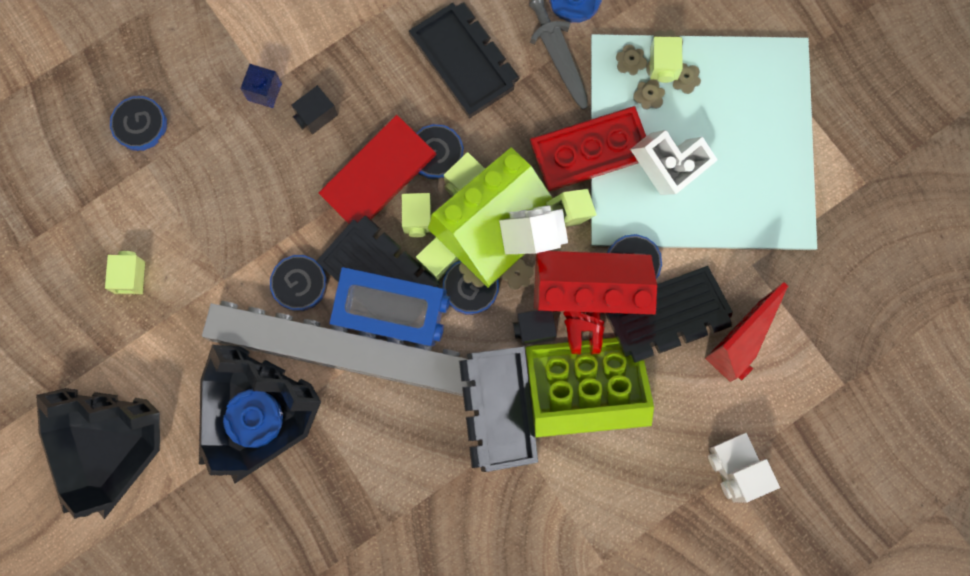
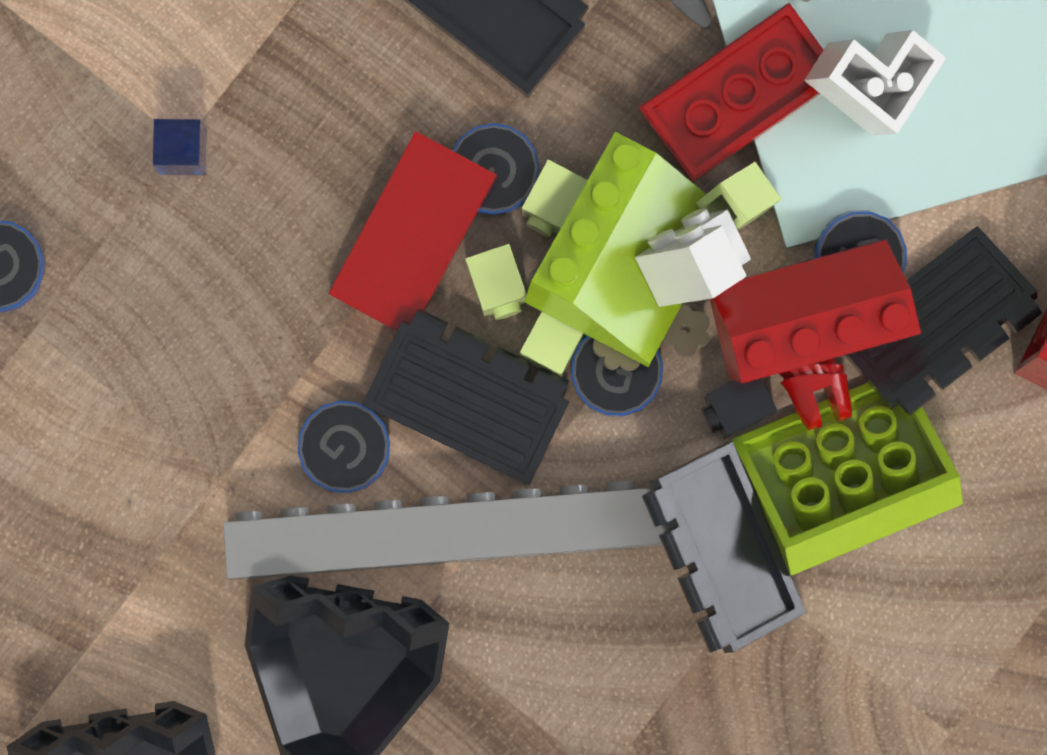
camera: 15 degrees left, 5 degrees up
(125, 273) = (66, 515): yellowish green brick -> none
(253, 418) = (346, 680): blue tile -> none
(313, 110) = (277, 162): black brick -> none
(389, 307) = (505, 444): blue piece -> none

